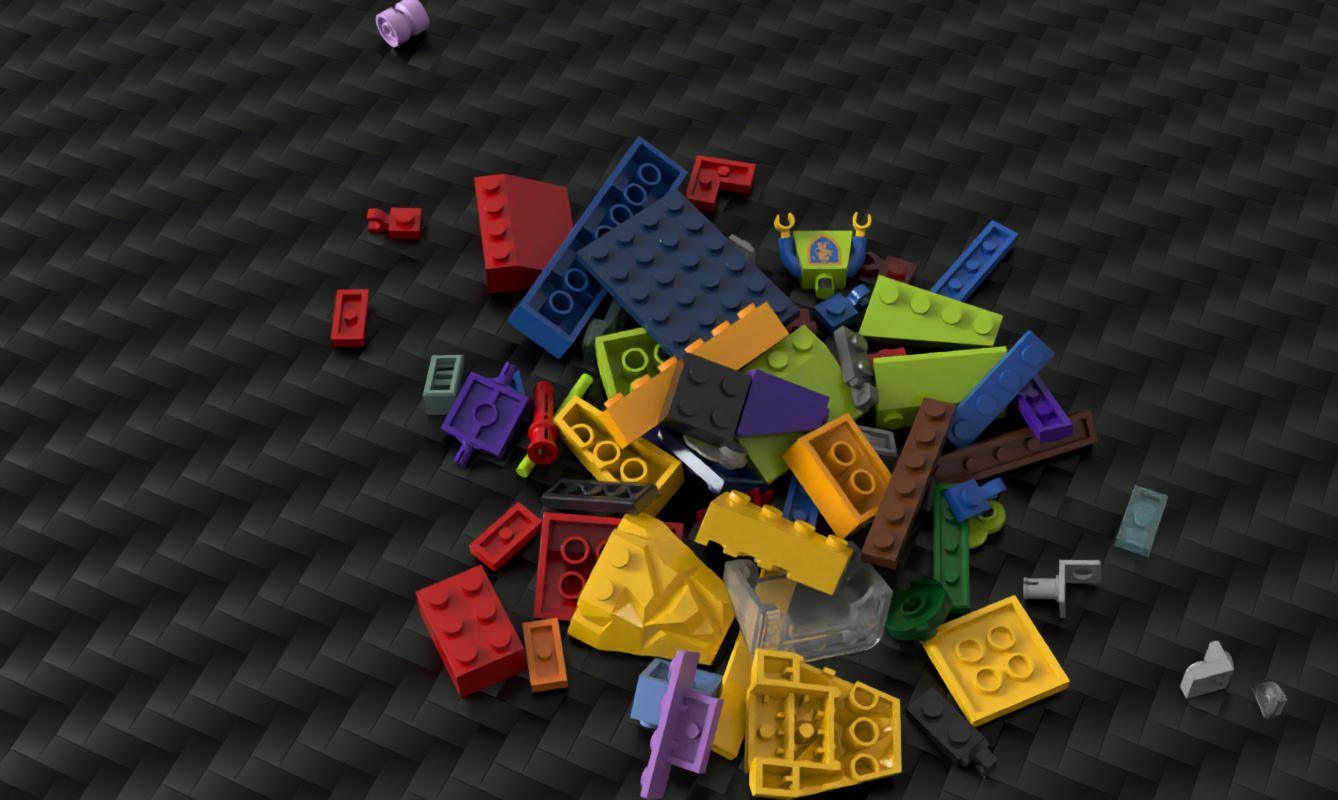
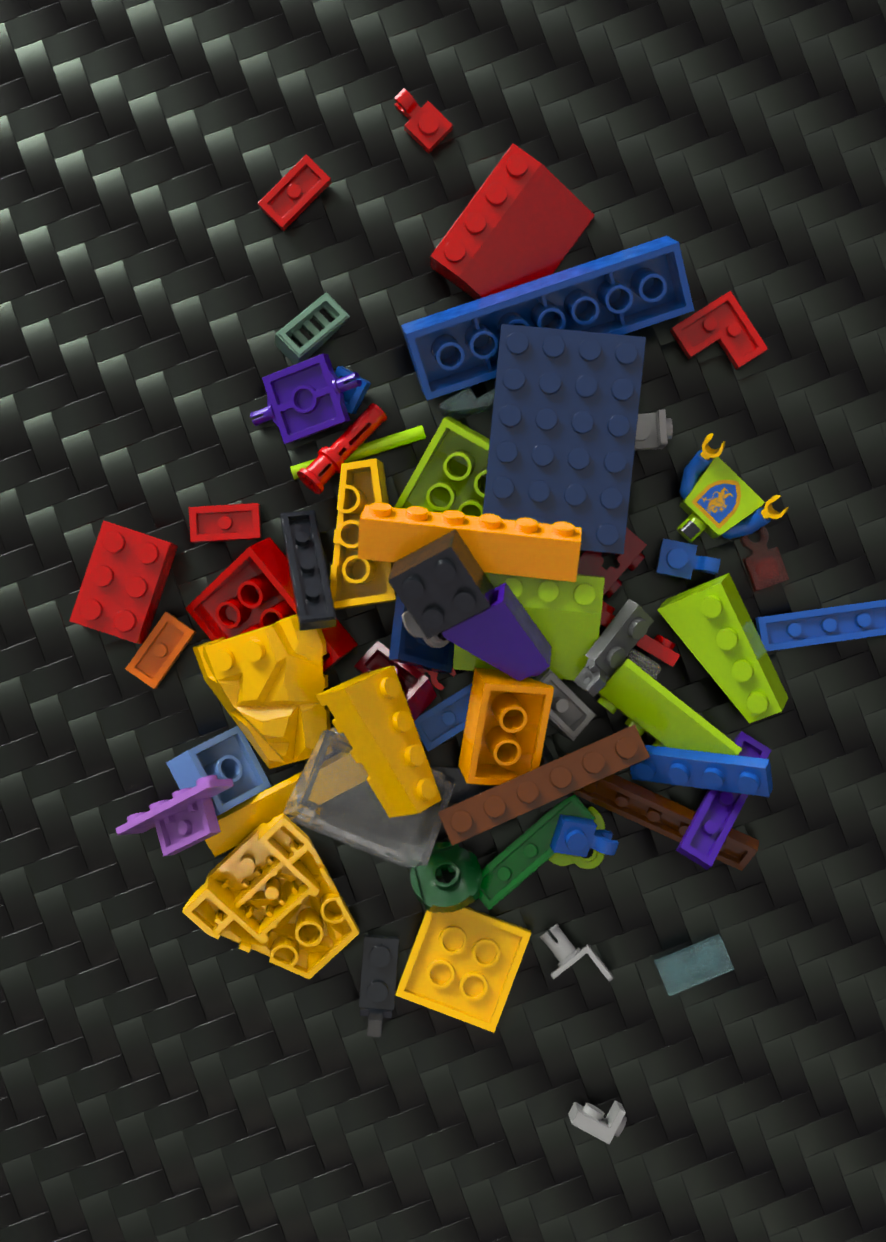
camera: 45 degrees right, 35 degrees up
(1270, 698) = (618, 1178): clear tile -> none

